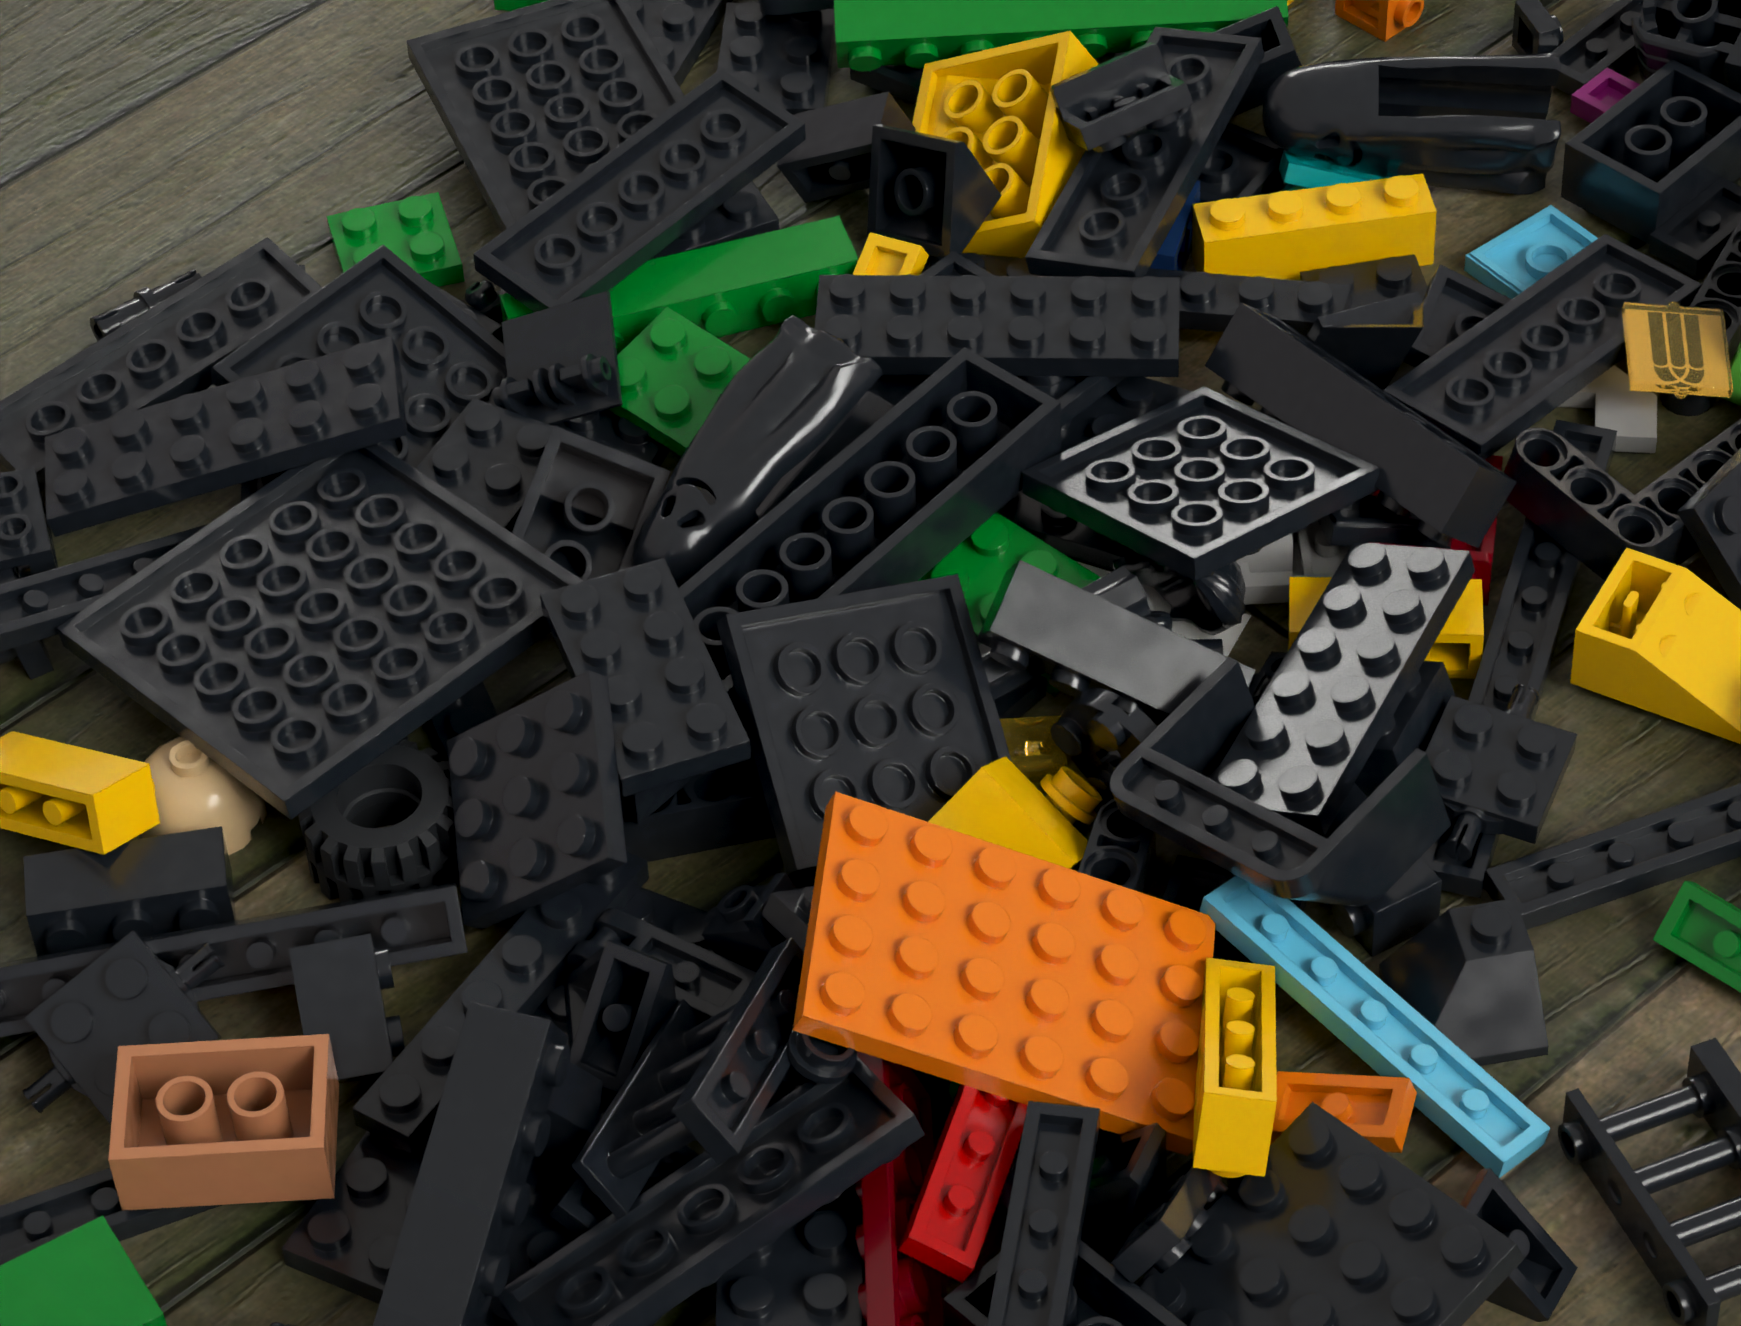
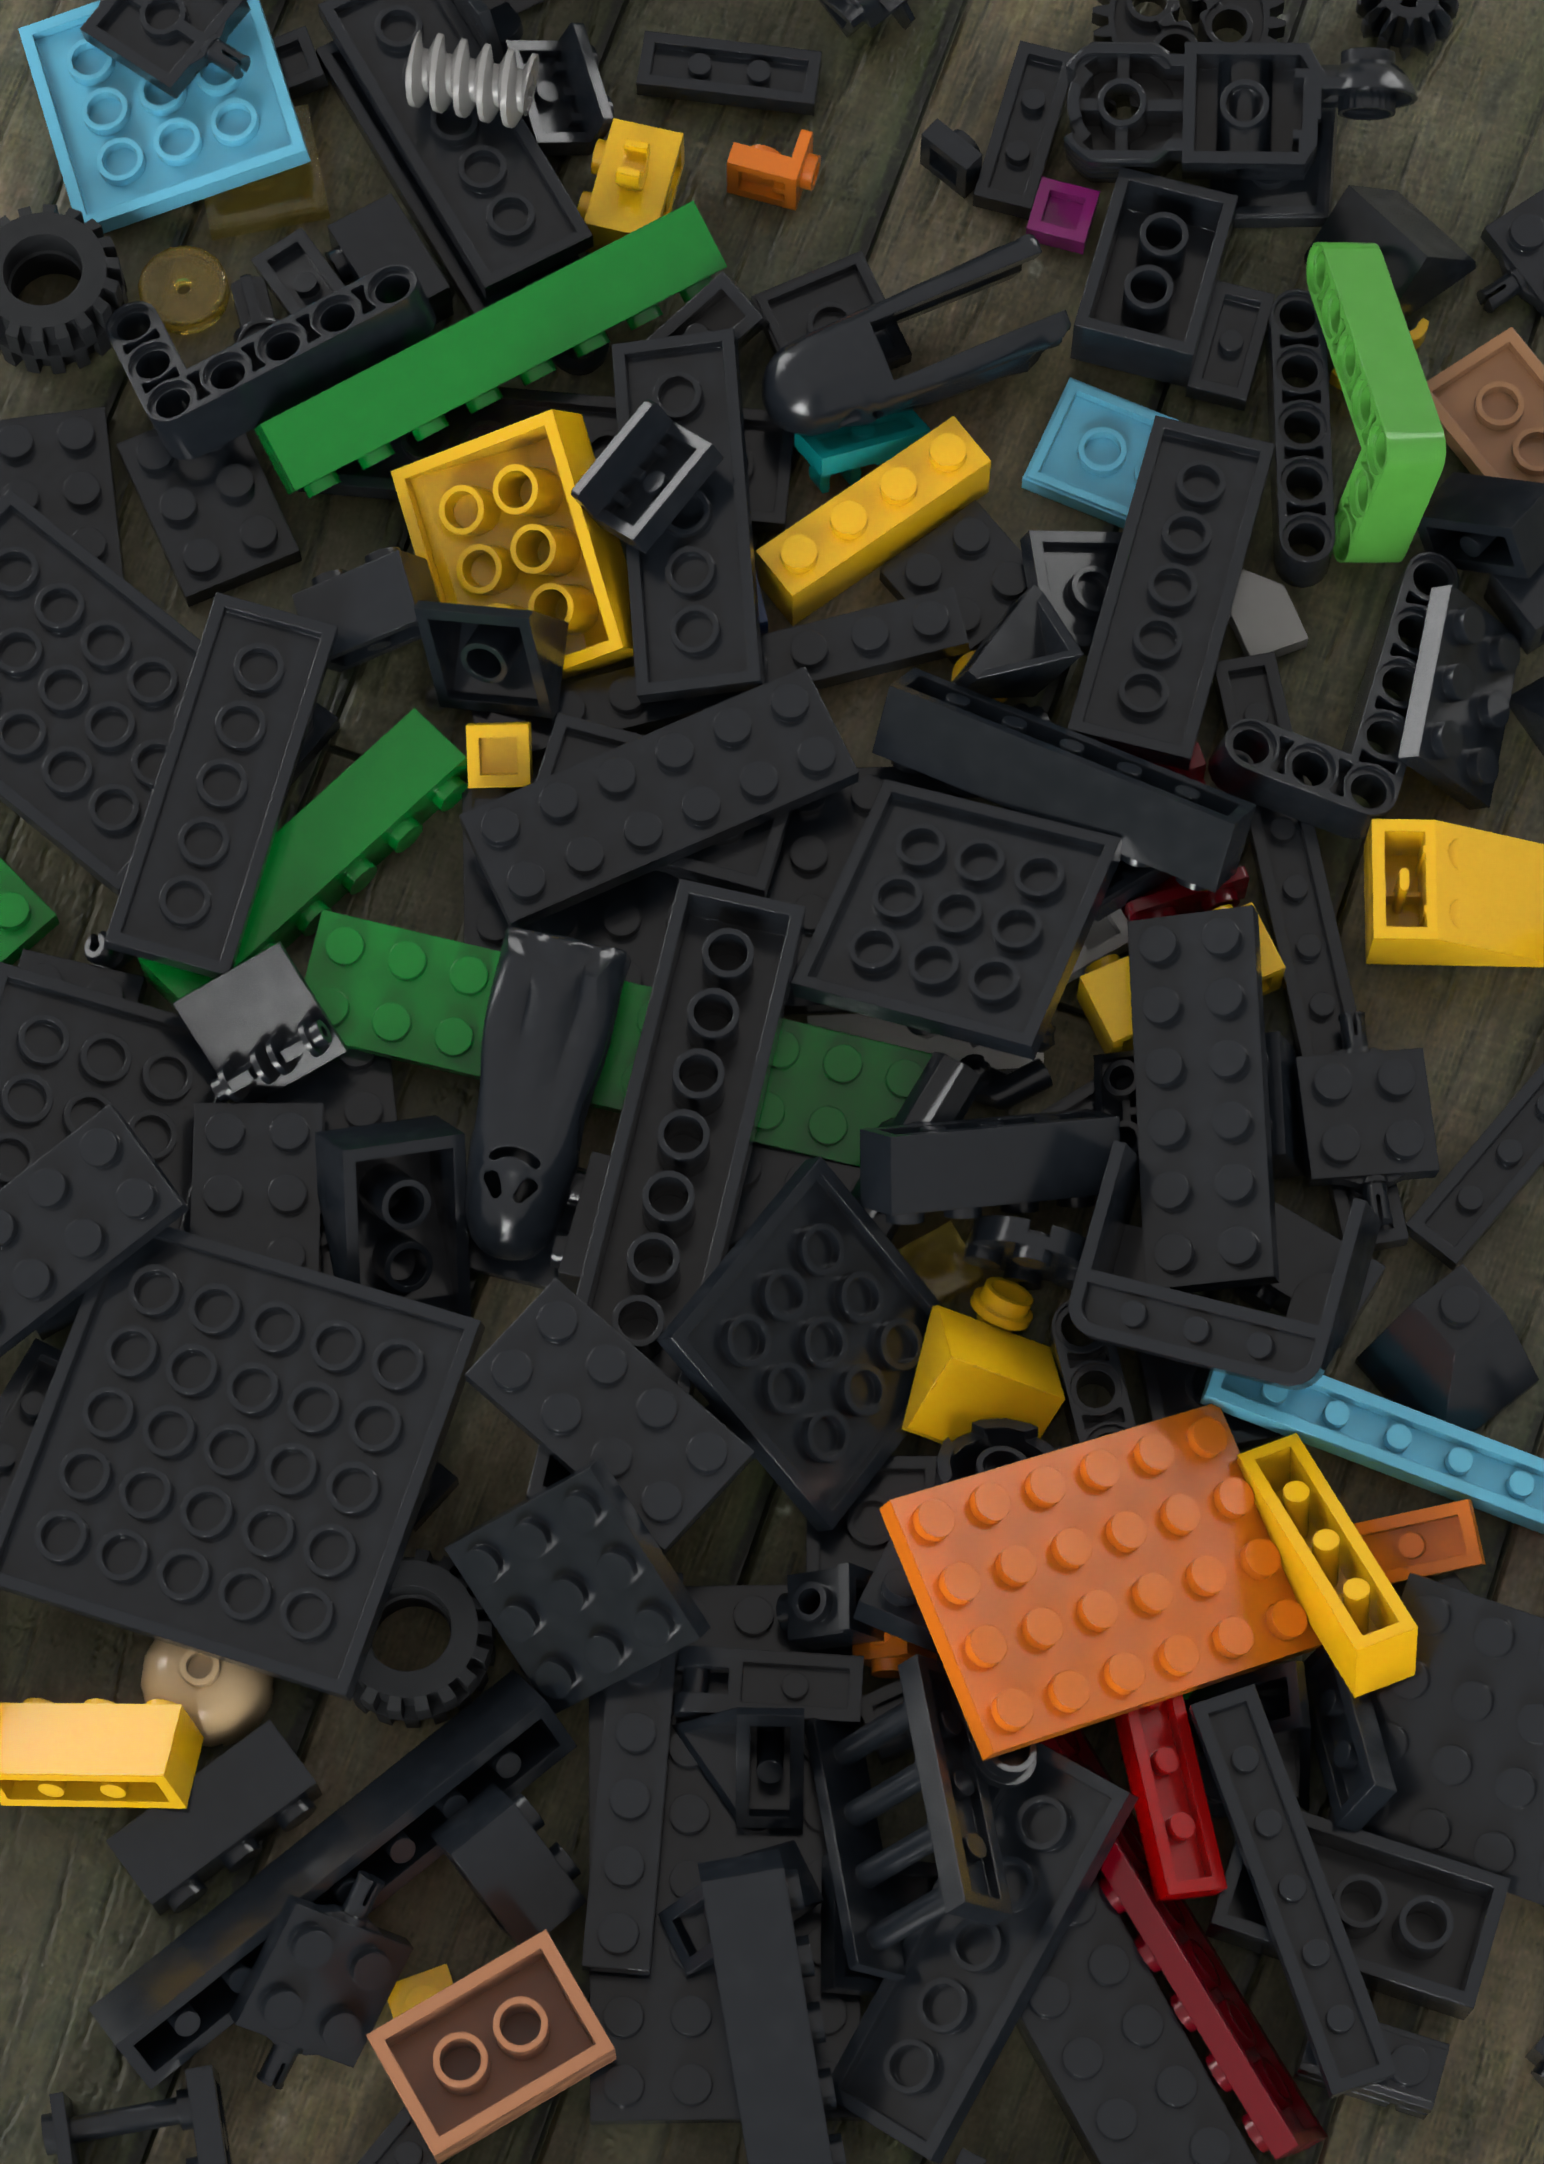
camera: 30 degrees left, 25 degrees up
(1677, 350) = (1297, 545): clear yellow piece -> none

